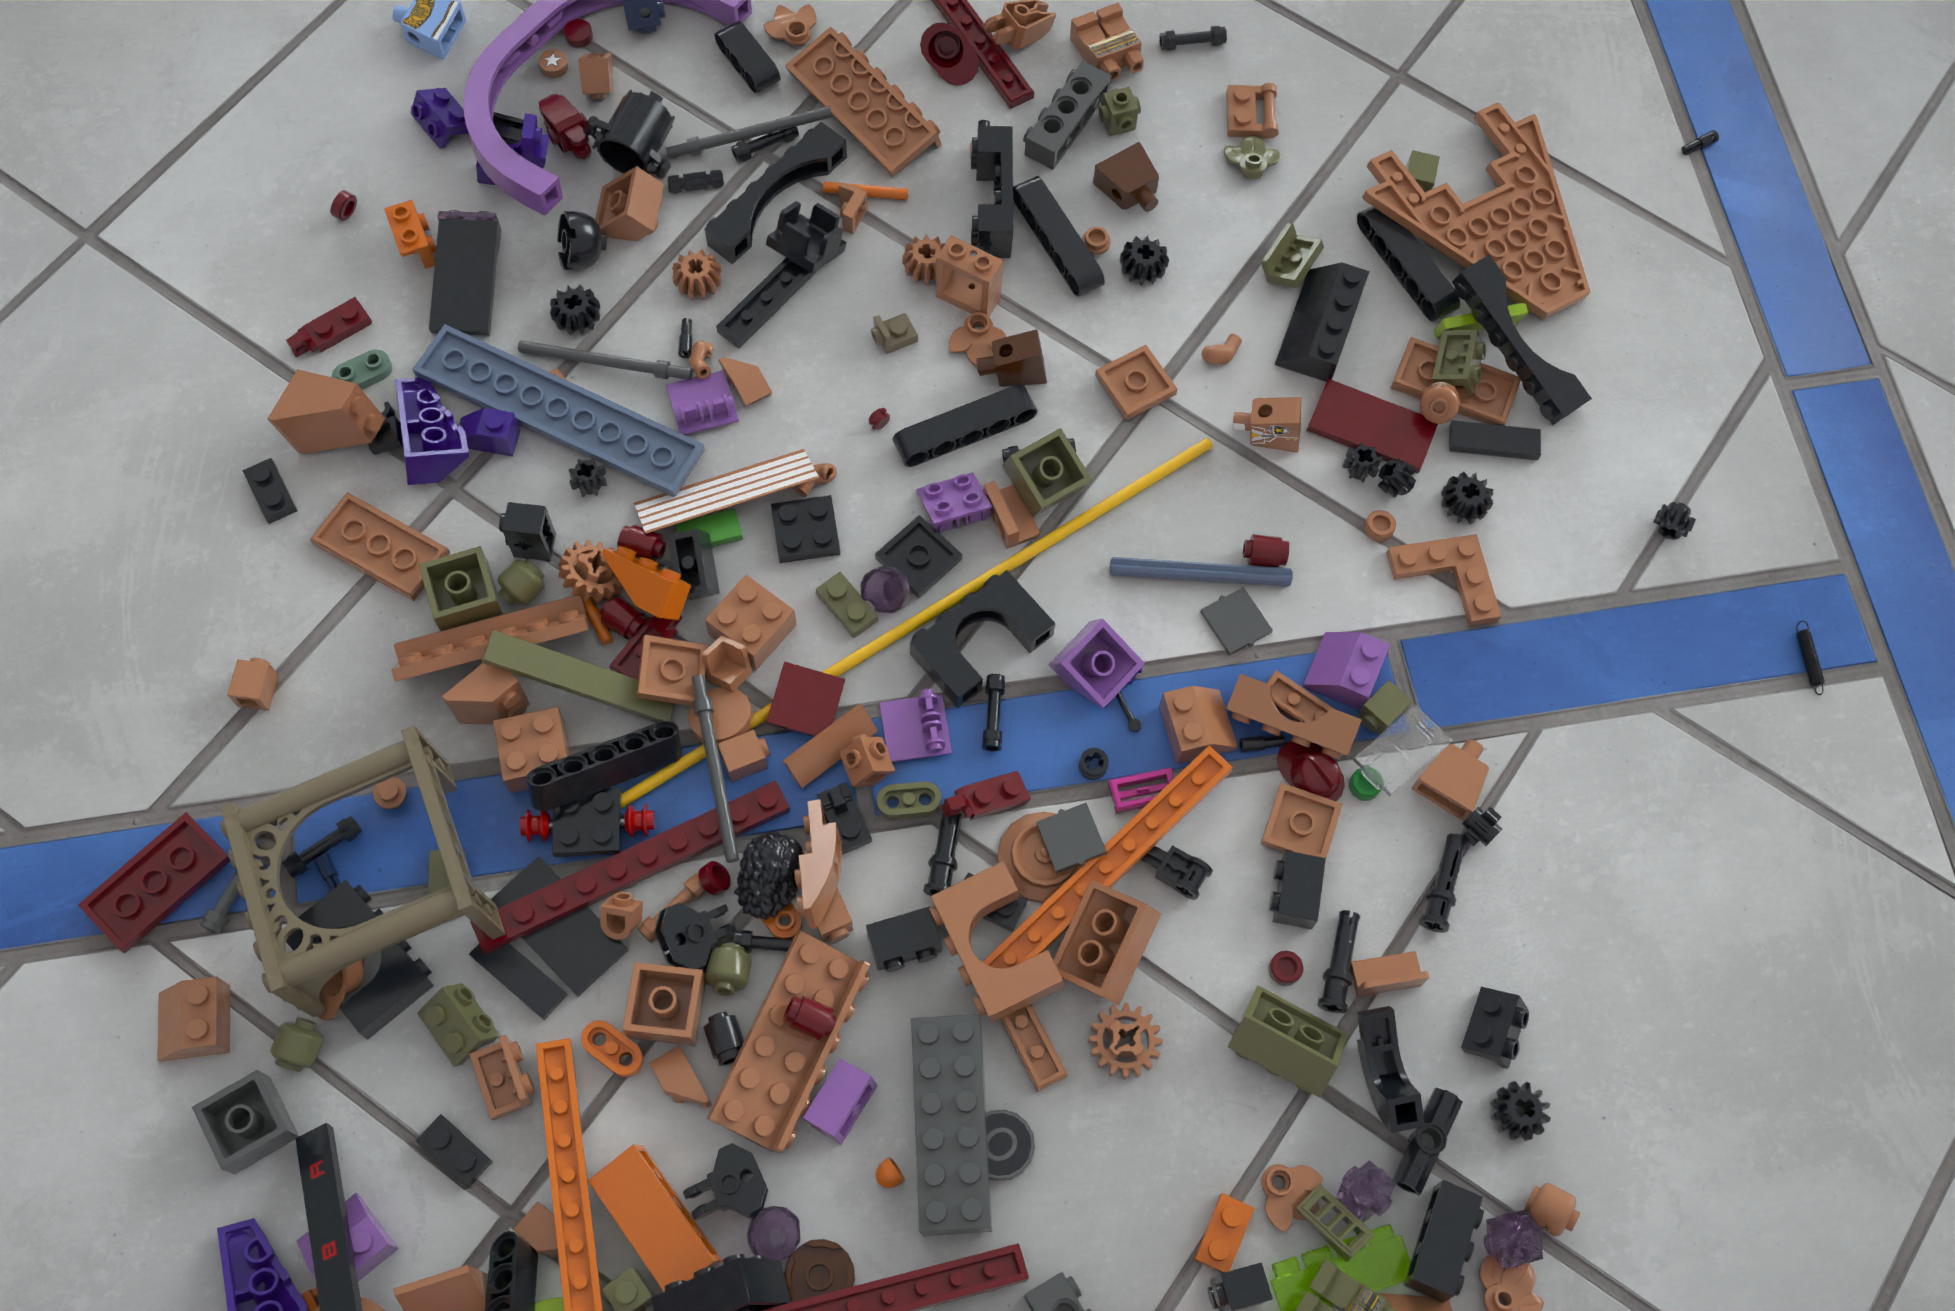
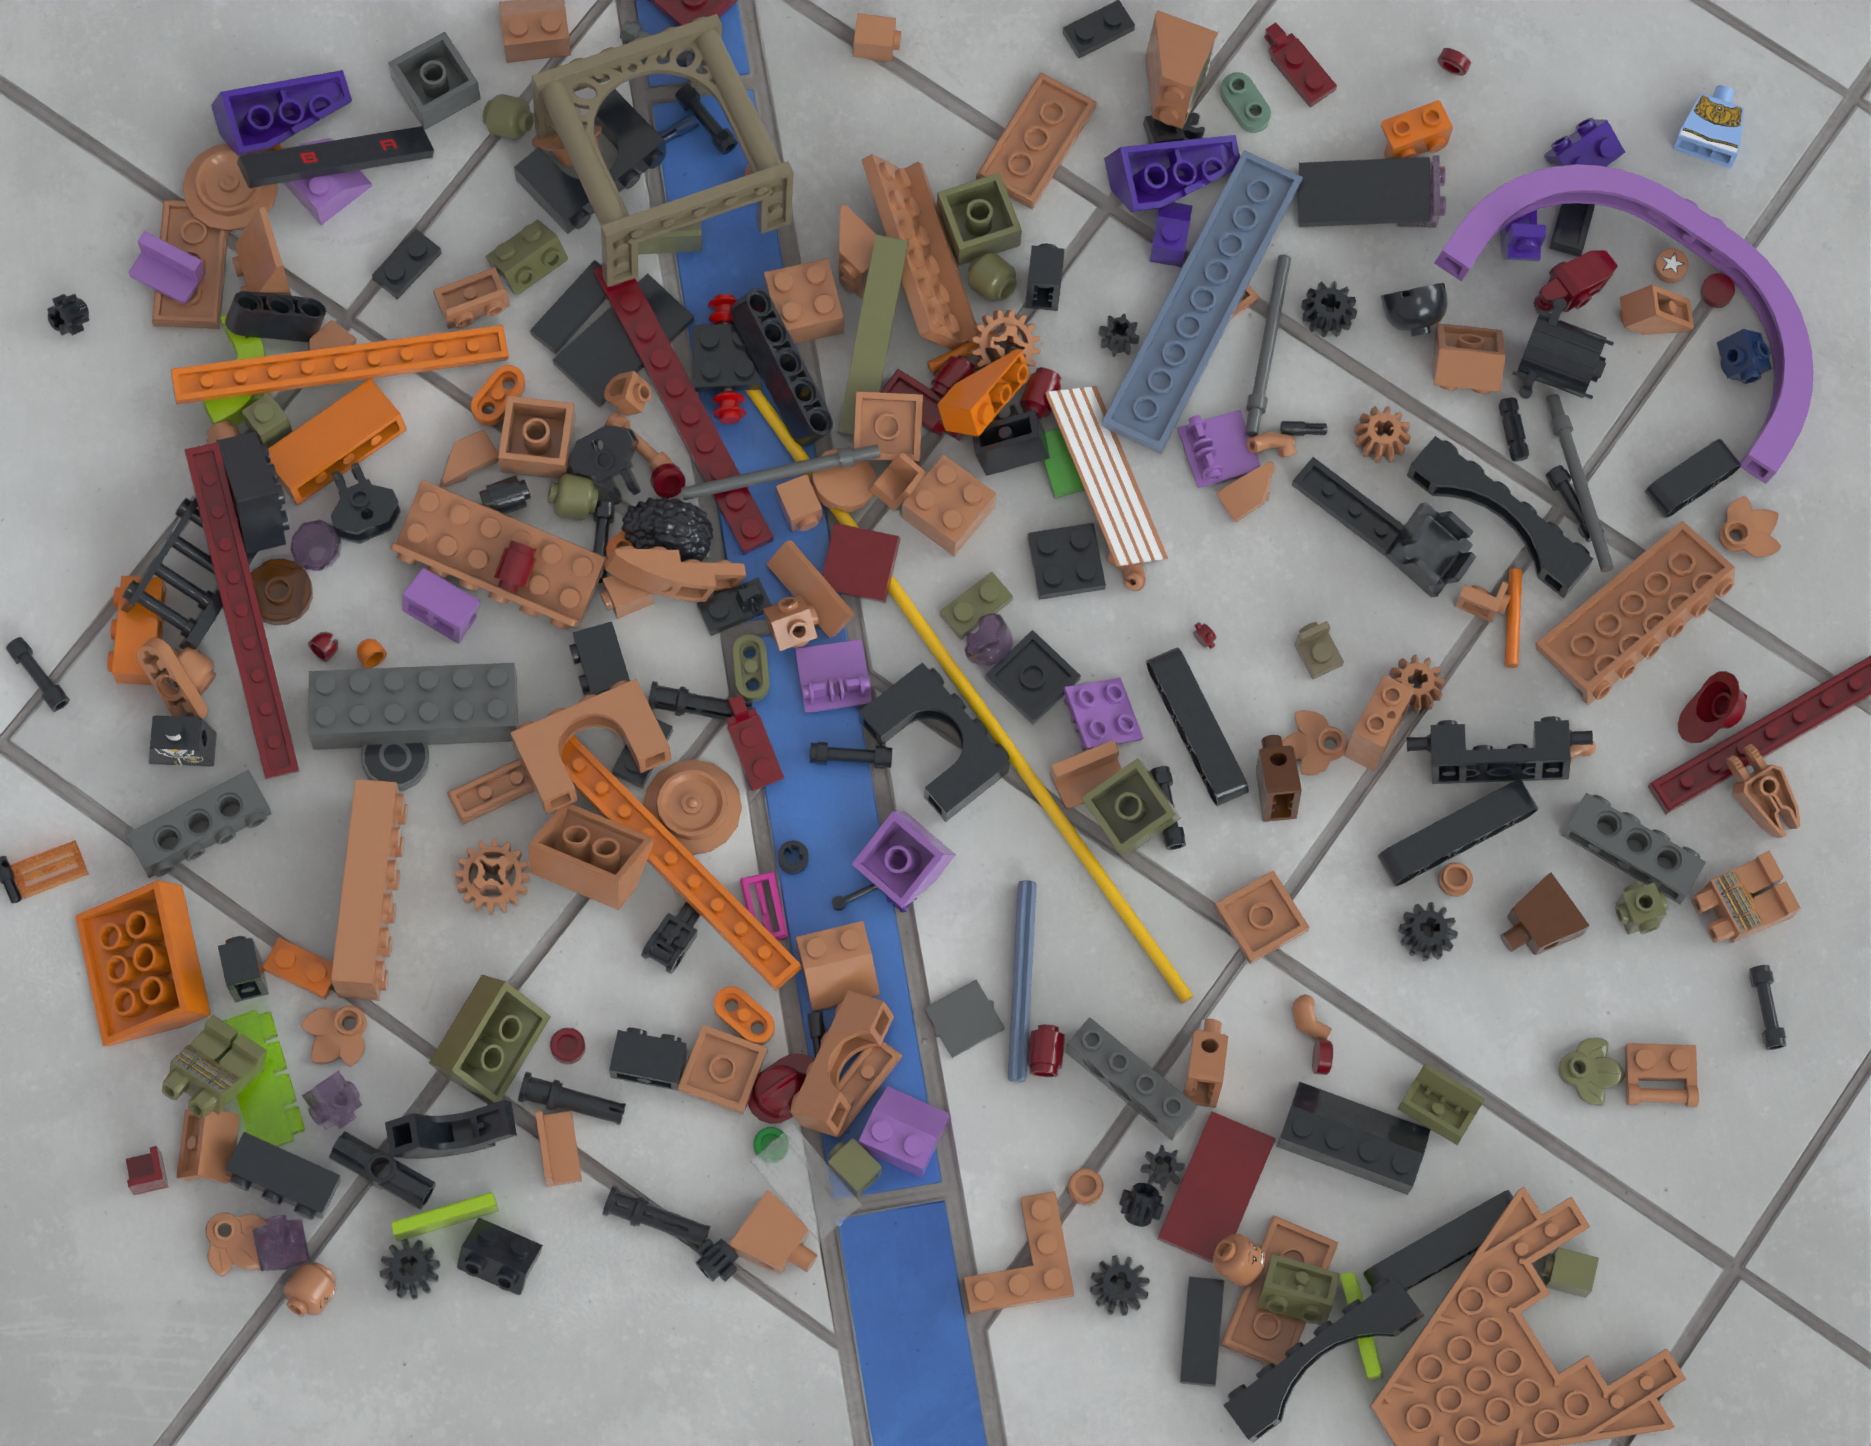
camera: 90 degrees right, 5 degrees up
(881, 1223) = (323, 646): none -> dark red hinge
(1071, 837) = (703, 825): dark grey piece -> none
(1152, 1160) = (367, 890): none -> nougat brick
(1249, 807) = (745, 1016): none -> orange plate
(1256, 341) = (1322, 1057): none -> dark red tile
(1287, 483) = (1130, 1078): none -> dark grey brick
(1345, 1251) = (290, 1094): olive slope -> none
(1466, 1078) = (444, 1216): none -> lime tile

